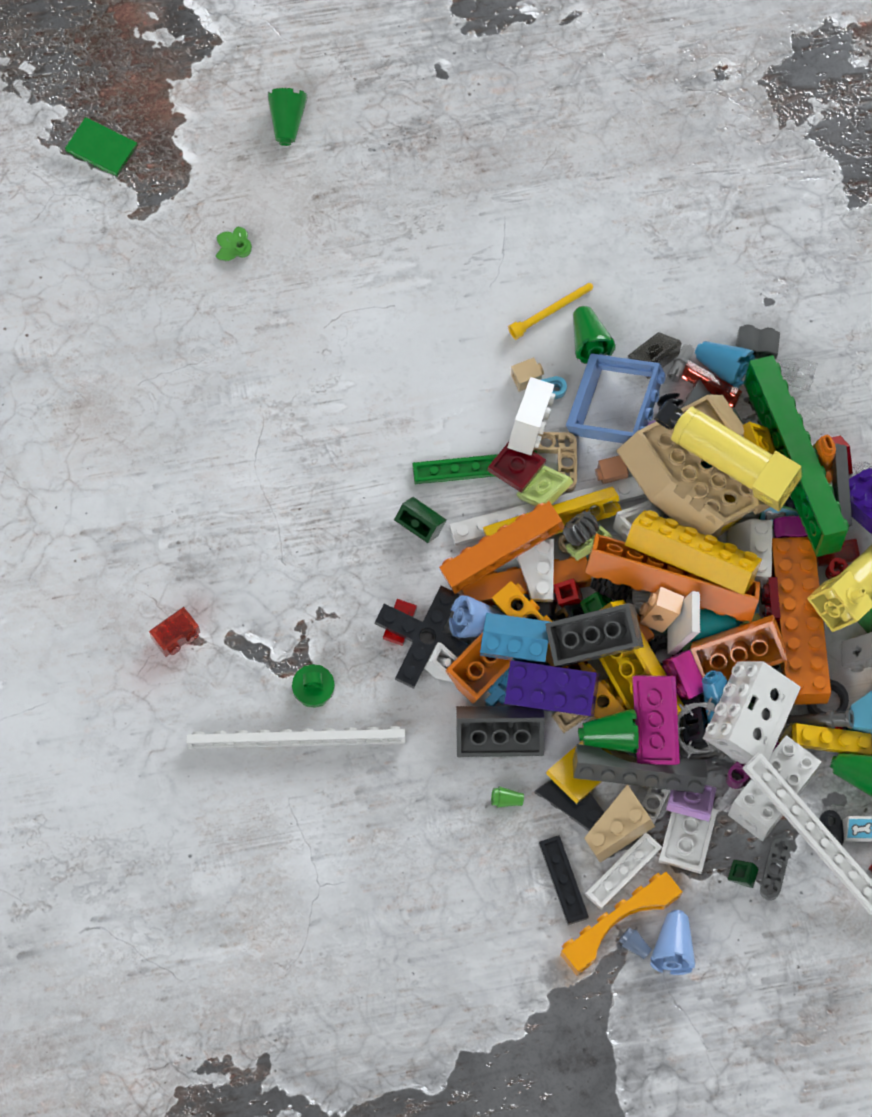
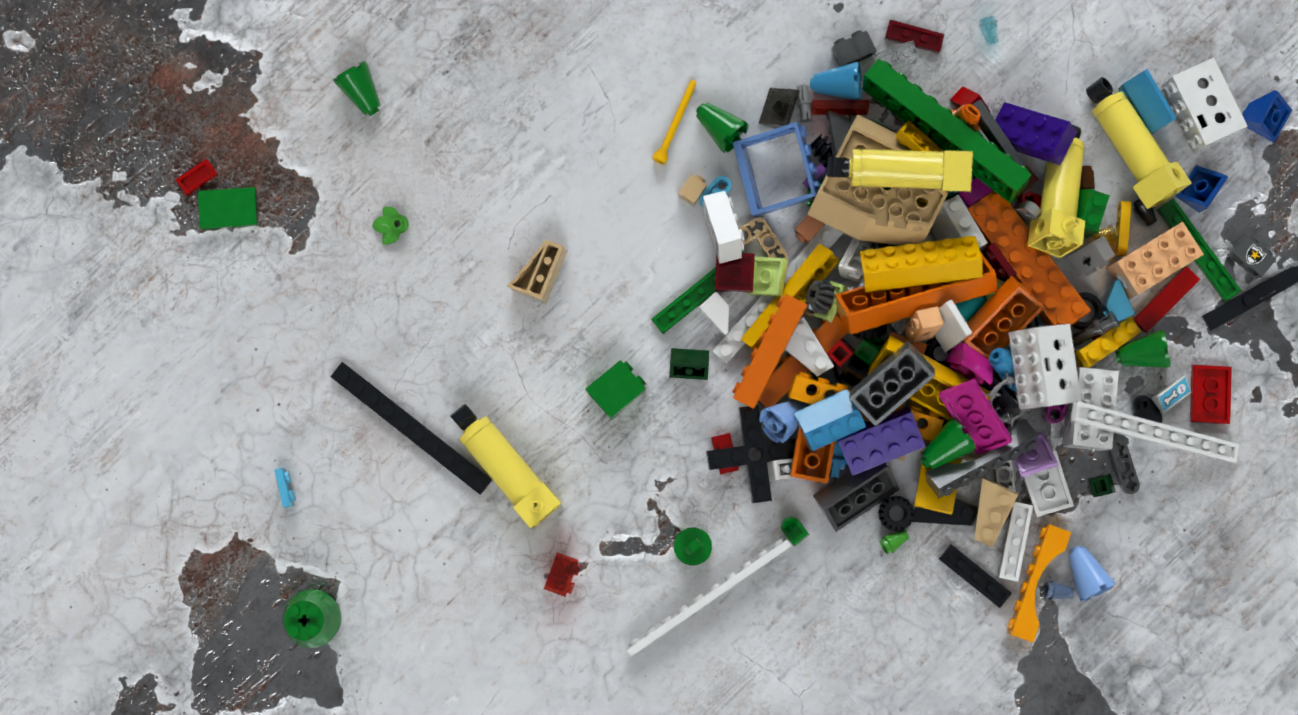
camera: 30 degrees left, 15 degrees up
(92, 106) = (196, 177): none -> red tile
(129, 426) = (411, 428): none -> black plate
(190, 509) = (504, 465): none -> light yellow piece
(337, 501) = (616, 389): none -> green slope
(339, 360) = (541, 272): none -> tan wedge
(417, 727) = (794, 530): none -> green plate
(477, 491) = (717, 312): none -> white slope
(529, 761) = (907, 509): none -> black tyre
(826, 368) = (922, 37): none -> dark red tile
(827, 569) = (1027, 210): none -> light grey beam

